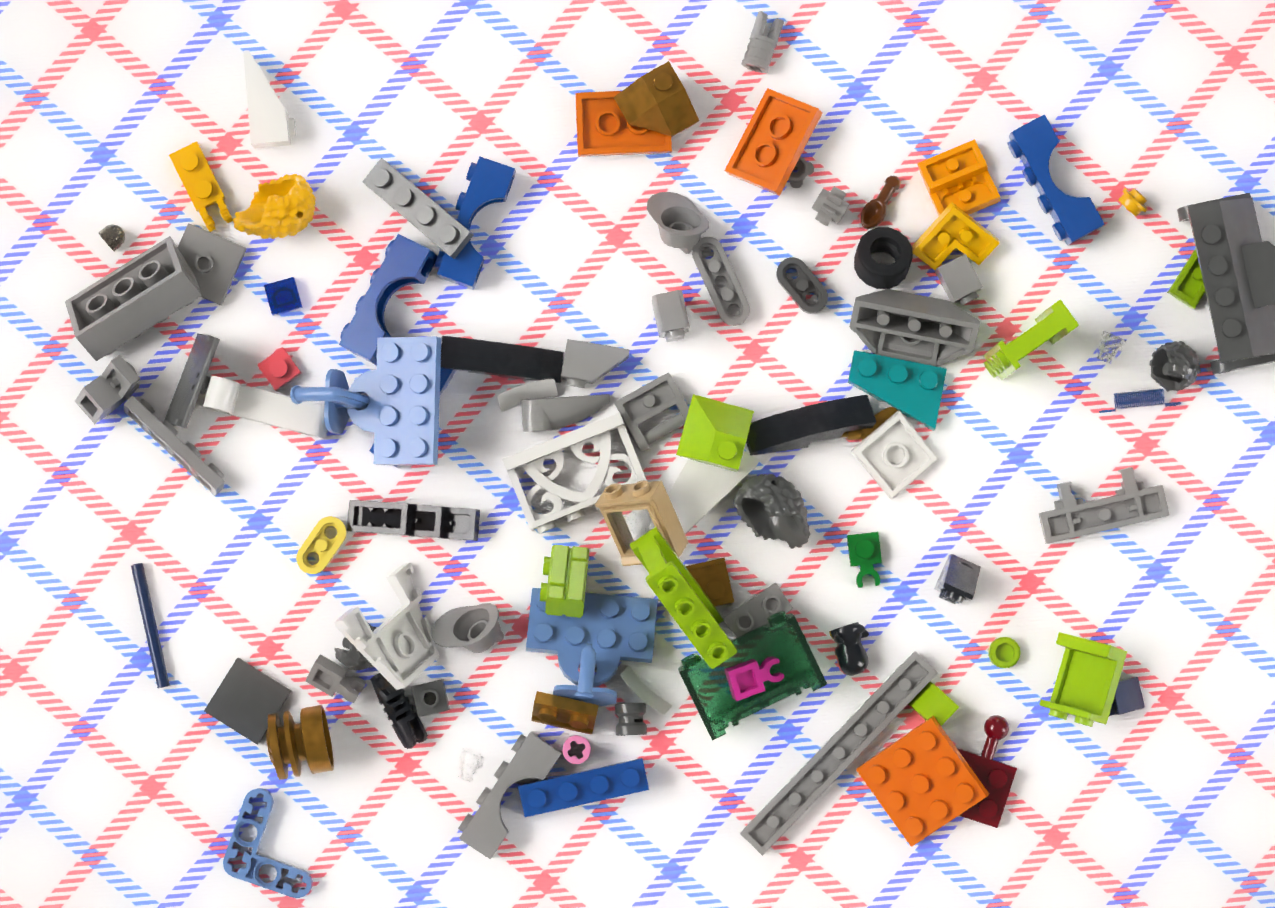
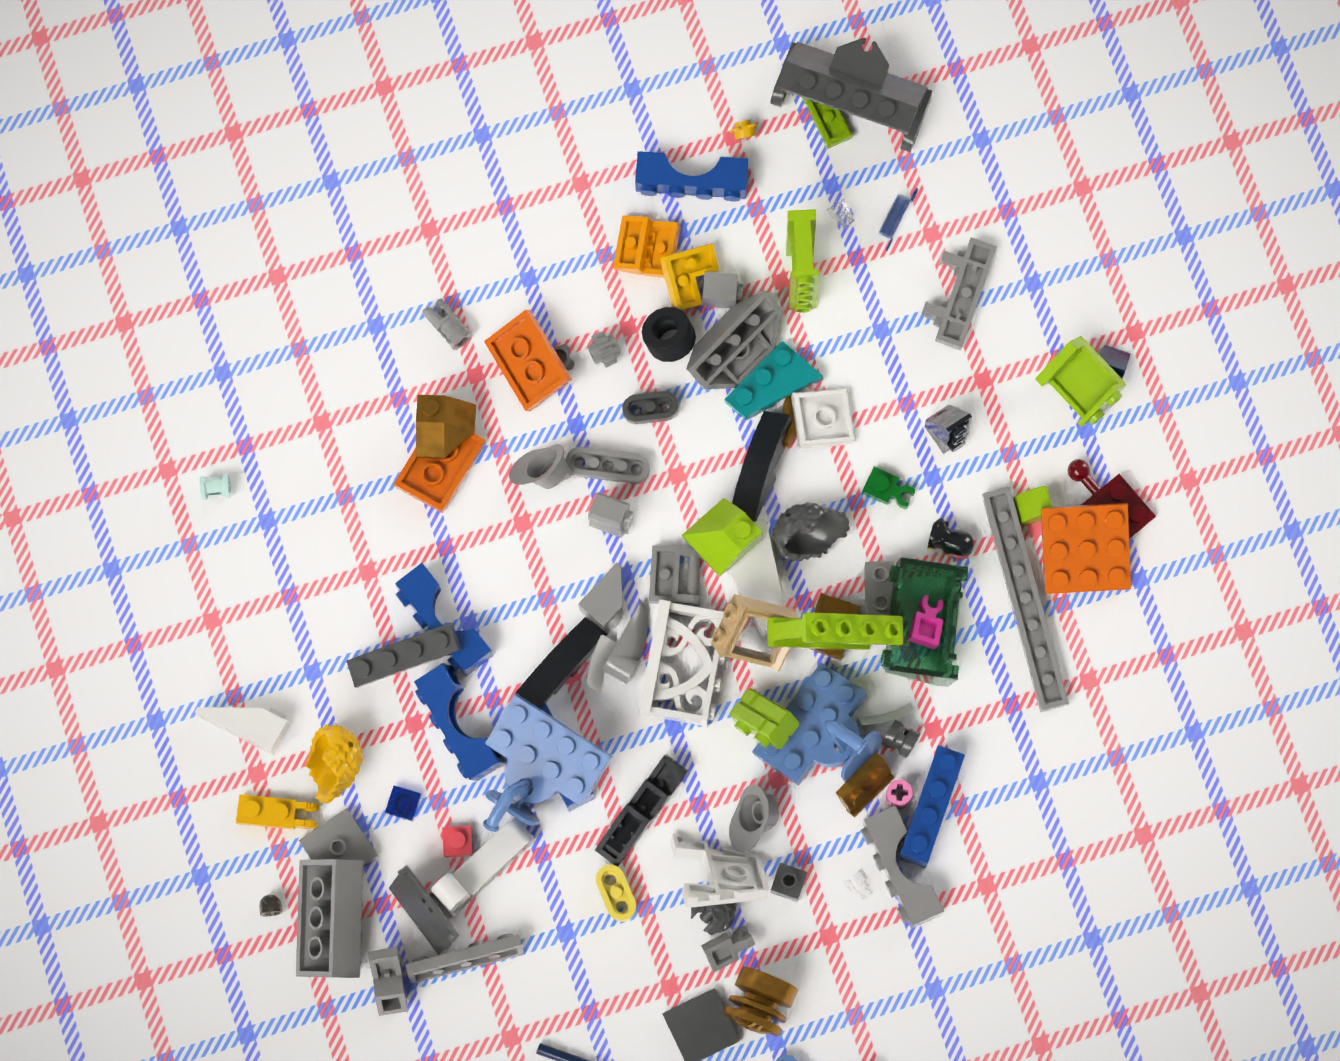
camera: 50 degrees left, 10 degrees down
(399, 710) = (781, 912): black hinge -> none
(876, 209) = (628, 319): reddish brown piece -> none
(1004, 652) = (1024, 430): lime tile -> none
(1174, 366) = (887, 174): dark grey piece -> none

